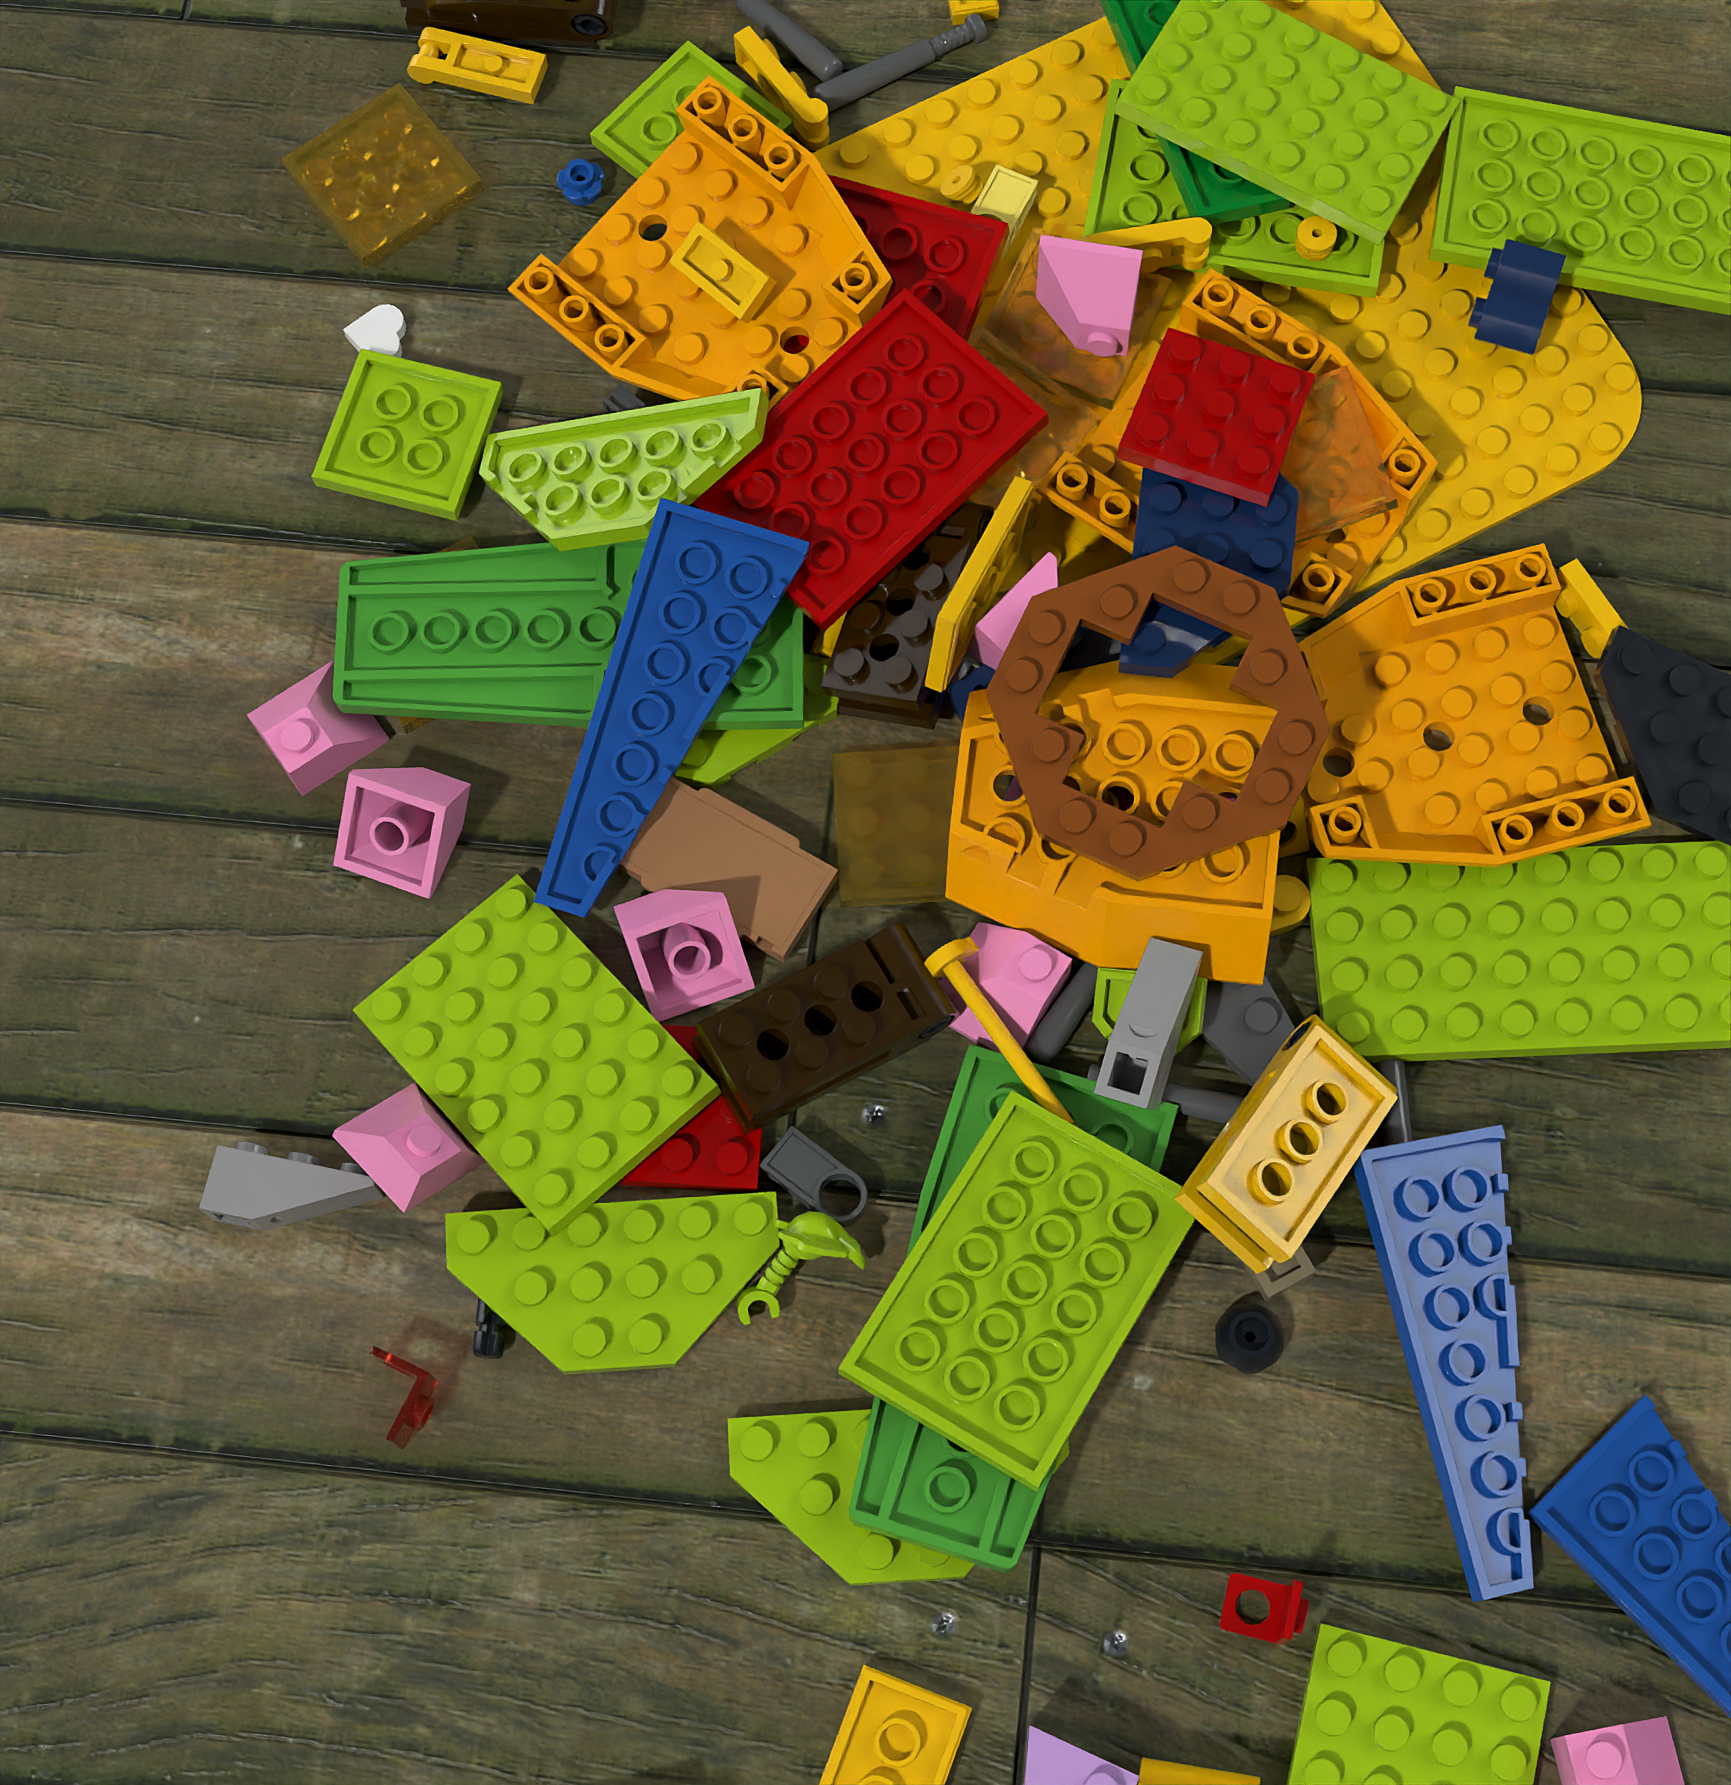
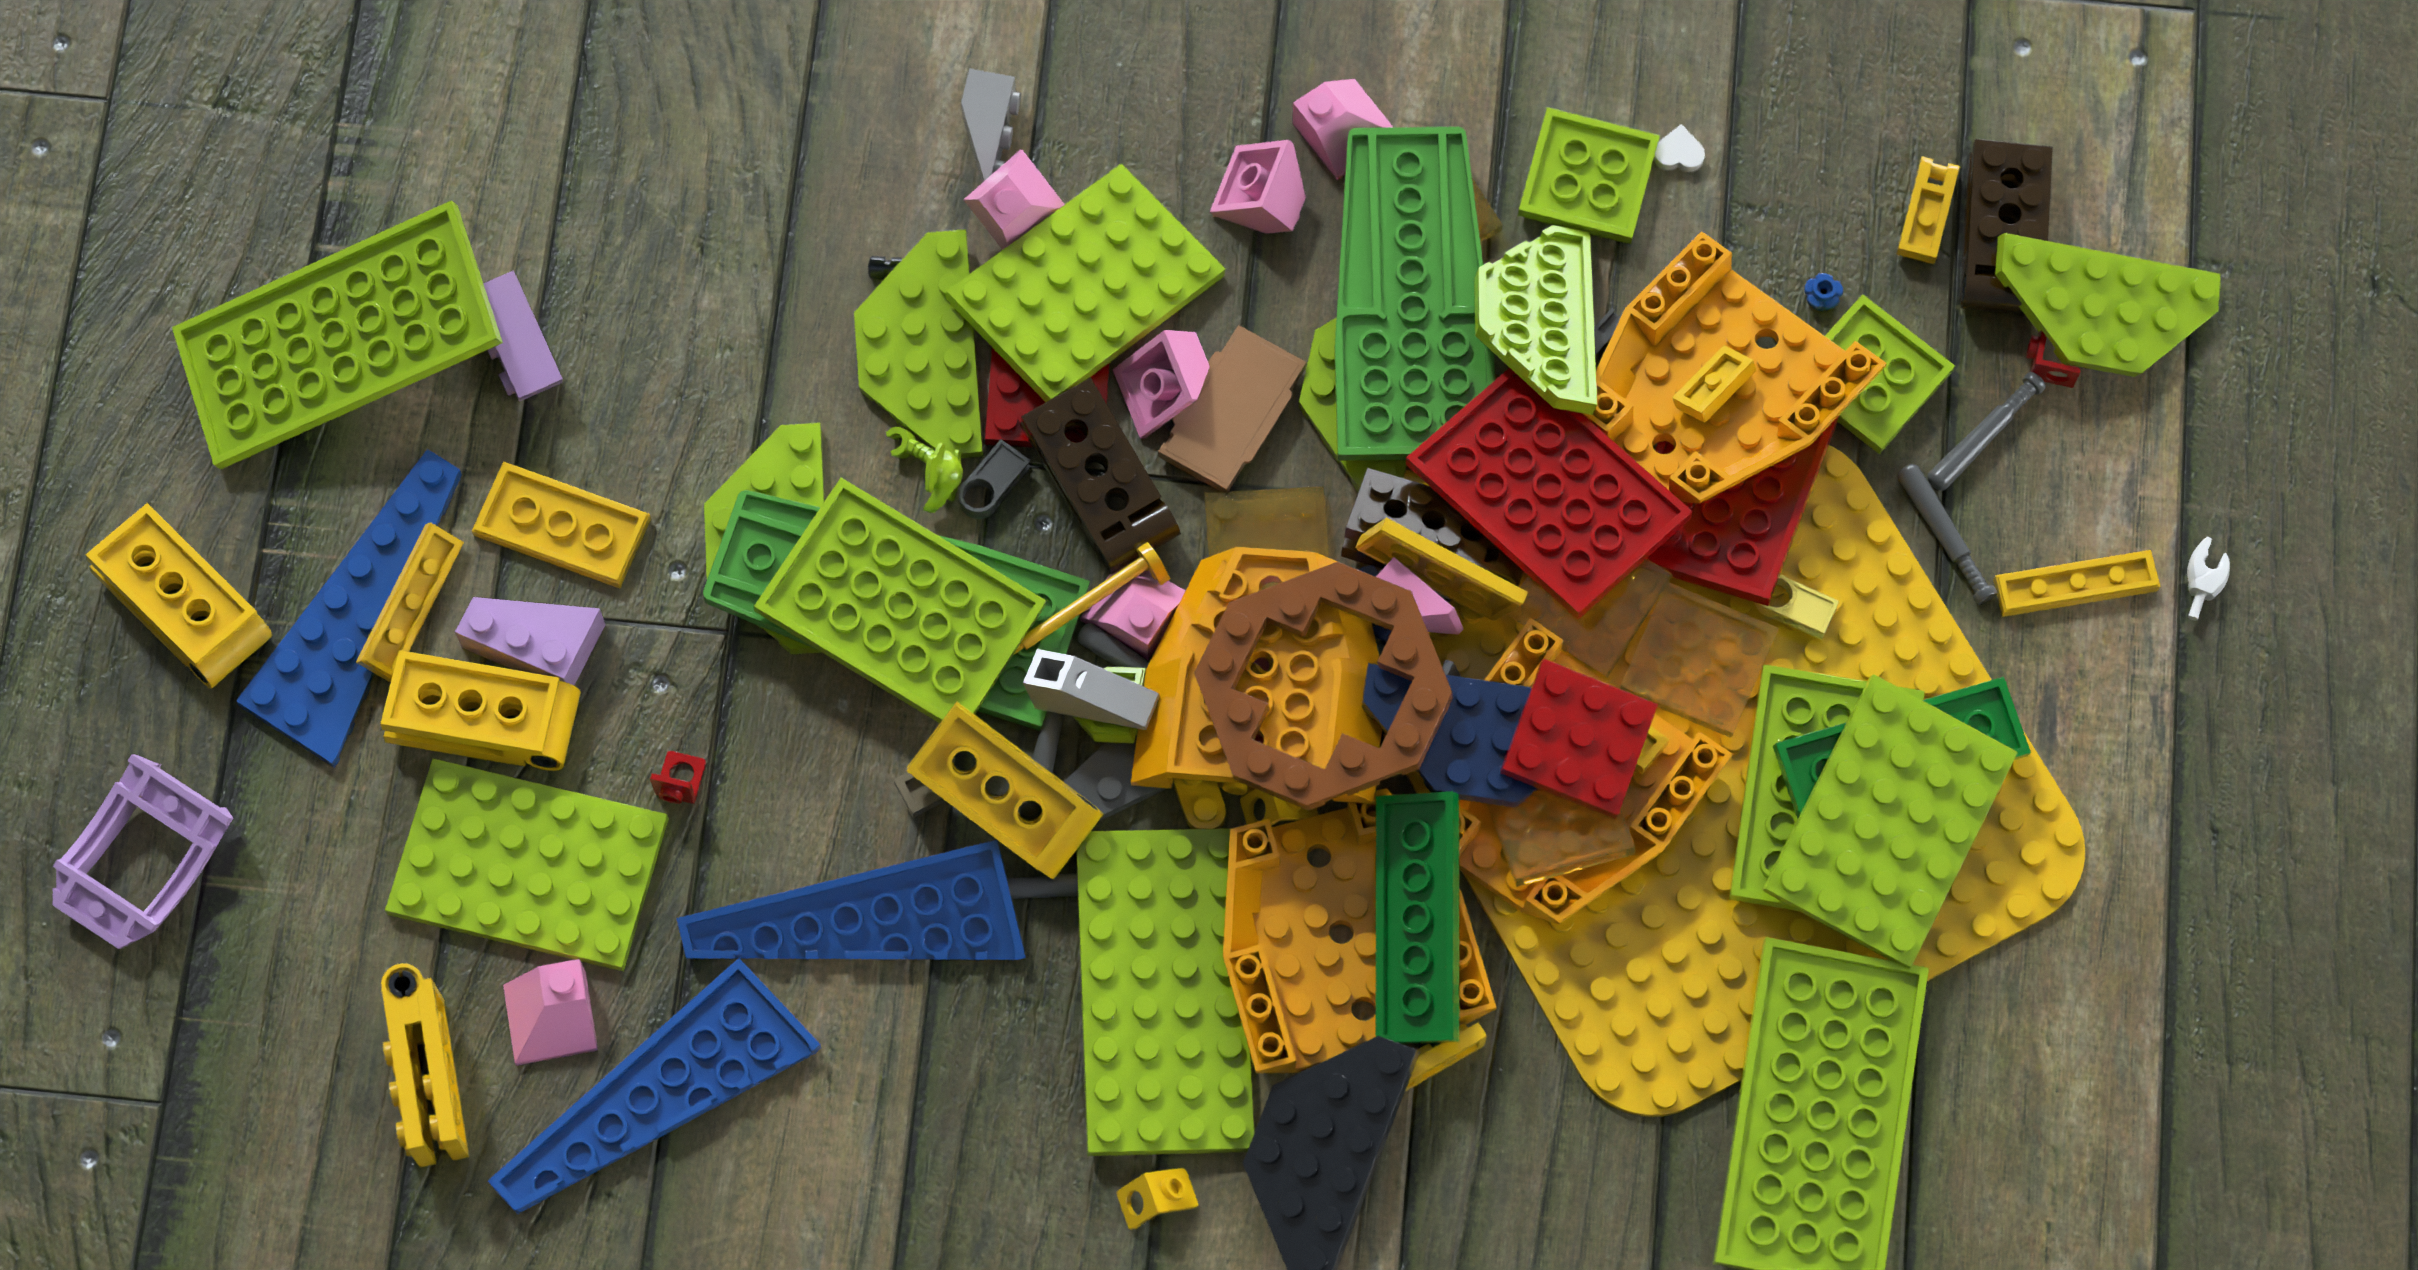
camera: 85 degrees right, 0 degrees up
(382, 175) = (1821, 143): clear yellow plate -> none
(418, 1403) = (833, 220): clear red bracket -> none
(682, 638) = (1392, 359): blue wing -> none
(783, 89) = (1914, 440): yellow plate -> none
(961, 186) = (1818, 575): yellow piece -> none
(1089, 292) = (1695, 659): bright pink slope -> none
(1163, 243) = (1748, 702): yellow plate -> none
(1245, 1355) = (870, 788): black plate -> none
(1315, 238) = (1770, 835): yellow piece -> none
(1446, 622) = (1417, 917): none -> green plate
(1517, 297) = (1721, 1001): dark blue brick -> none

